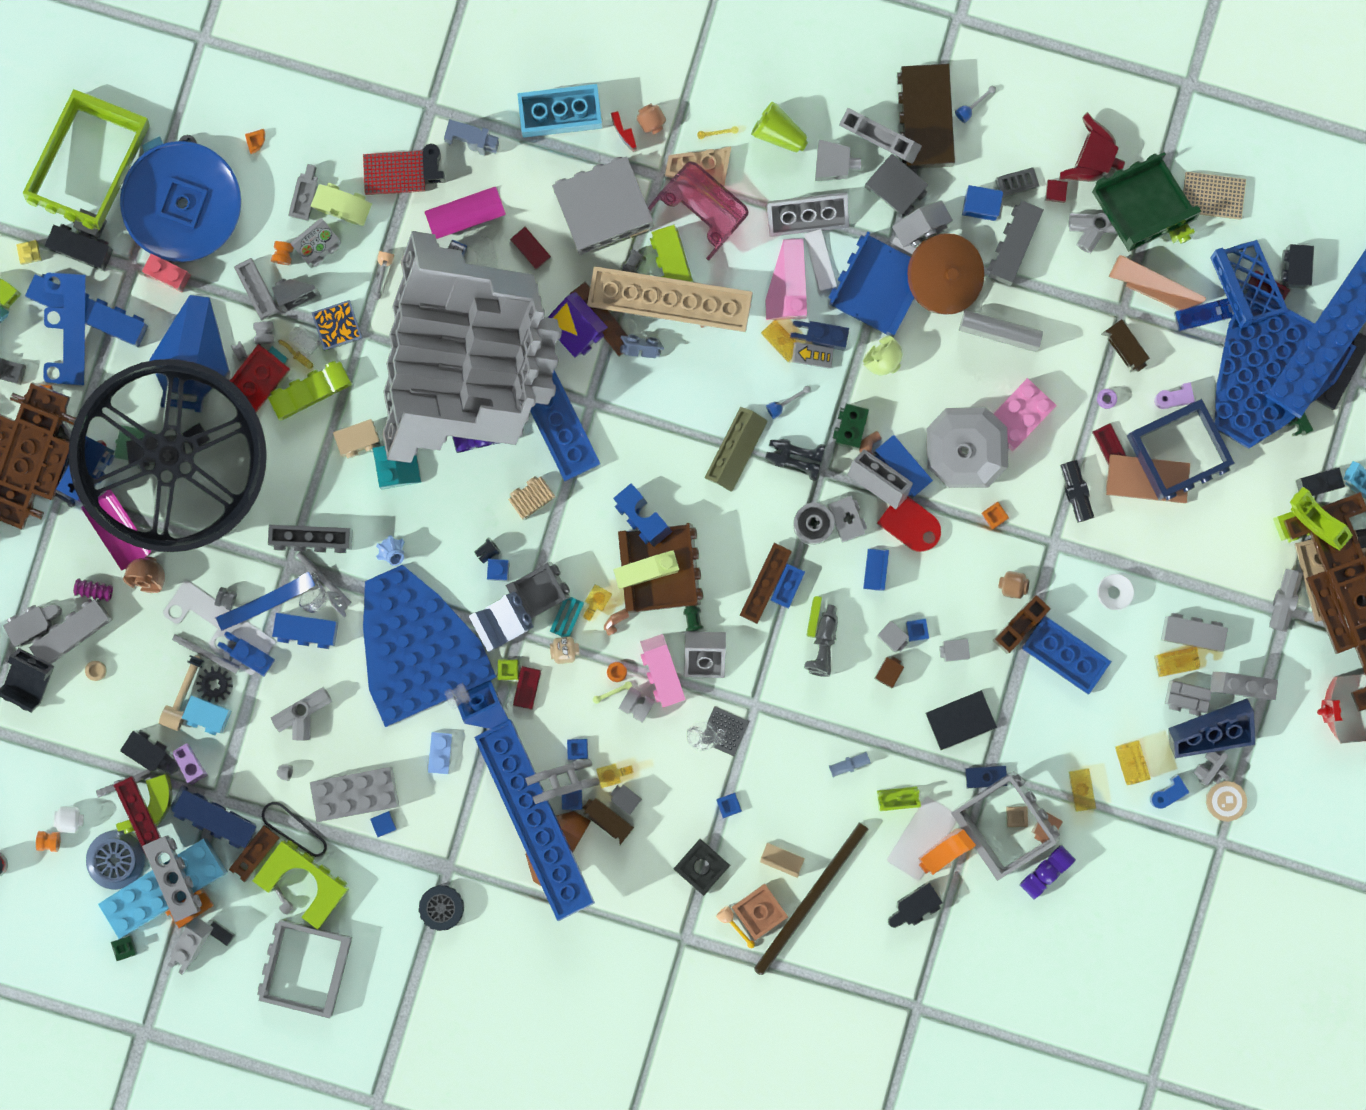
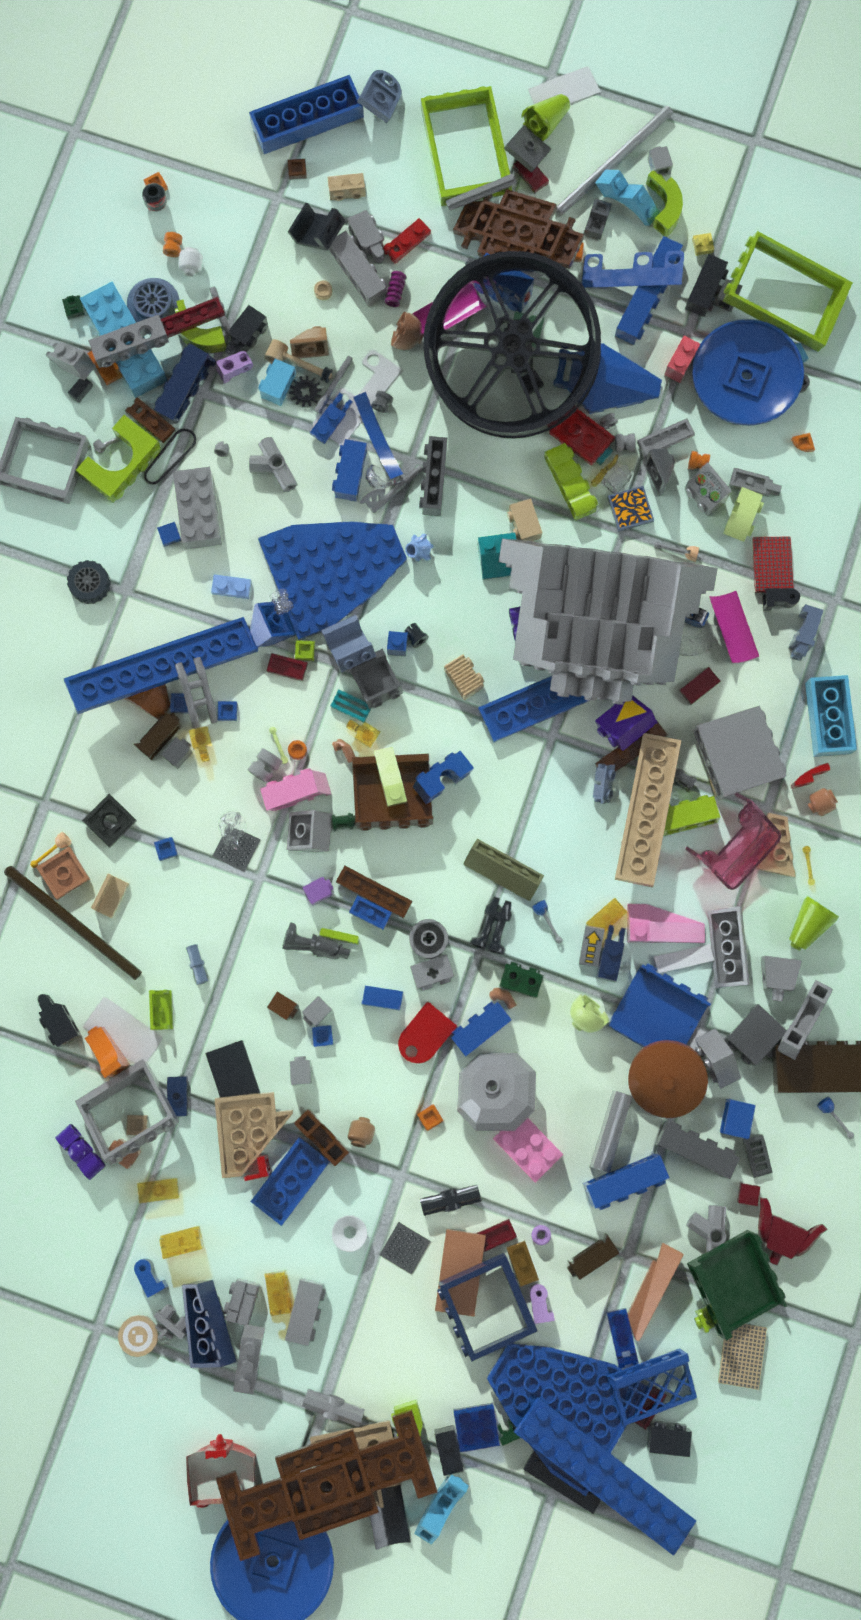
camera: 90 degrees right, 5 degrees down
(34, 579) = (407, 240): none -> red plate
(160, 678) = (310, 343): none -> medium nougat slope
(564, 650) = (319, 700): tan head -> none
(767, 641) = (318, 890): none -> medium lavender brick
(880, 479) = (469, 1004): light grey brick -> none
(1016, 703) = (245, 1129): none -> tan wing
(1050, 314) = (626, 1181): none -> blue brick
(1062, 686) = (263, 1167): none -> red panel
(1126, 536) = (405, 1248): none -> dark grey sticker
(1136, 416) = (522, 1263): none -> pearl gold plate
(1296, 457) = (476, 1427): none -> clear blue plate
(1318, 520) = (408, 1446): lime arch -> none

